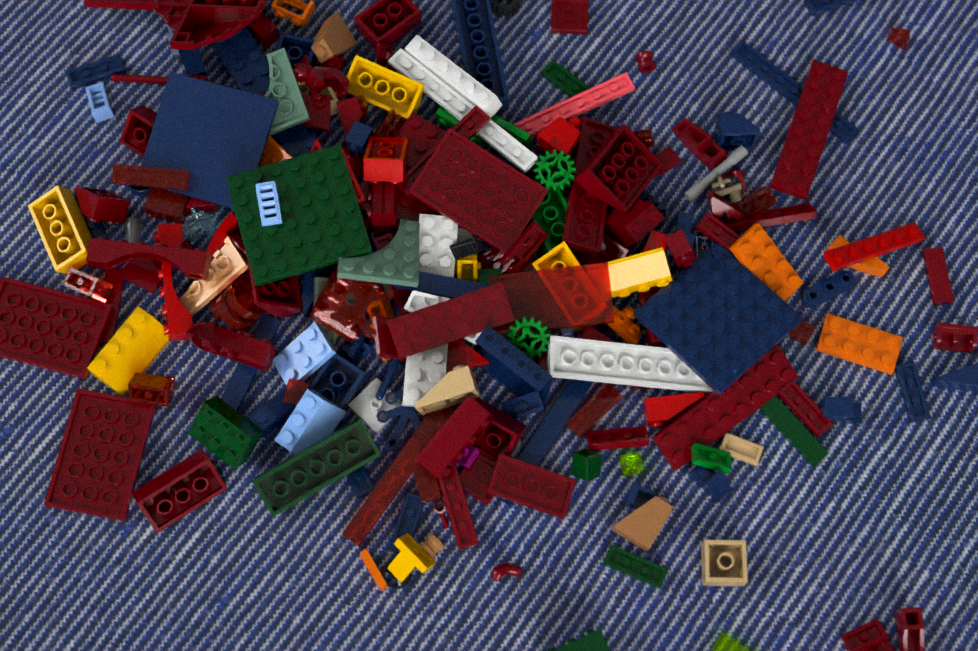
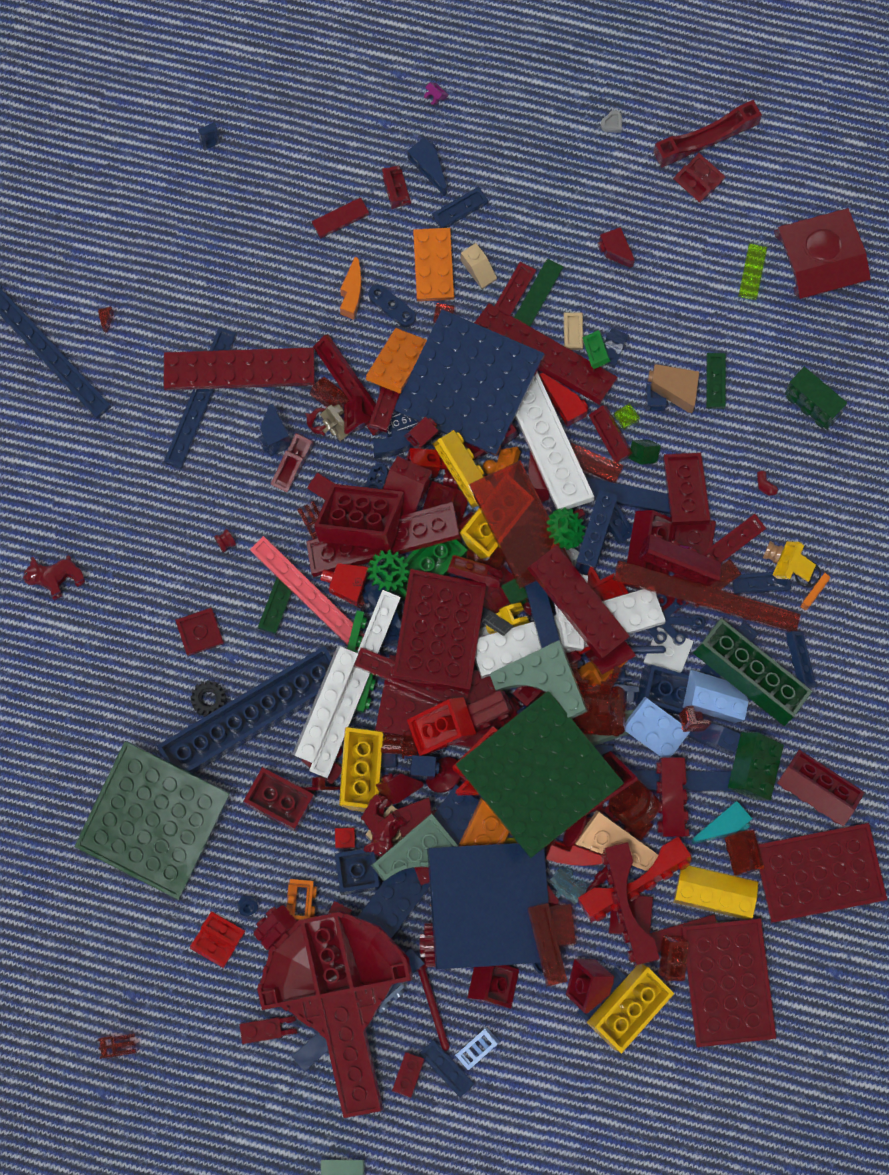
camera: 110 degrees left, 5 degrees up
(103, 36) = (408, 1075): none -> dark red brick
(133, 229) = (597, 947): dark grey cone -> none
(186, 387) = (727, 824): none -> teal slope
(265, 191) = (531, 807): light blue slope -> none
(311, 525) = (800, 658): none -> dark blue plate
(332, 39) = (326, 840): medium nougat slope -> none
(440, 511) = (738, 558): dark red hand -> none
(449, 390) = (647, 571): tan slope -> none
(700, 186) = (337, 447): light grey piece -> none
(724, 563) = (683, 309): tan brick -> none
(819, 525) = (616, 247): none -> dark red slope
(842, 382) = (478, 266): none -> tan slope
(842, 409) = (505, 258): dark blue slope -> none
(873, 246) = (340, 275): red plate -> none
(962, 582) = (612, 123): none -> light grey tile

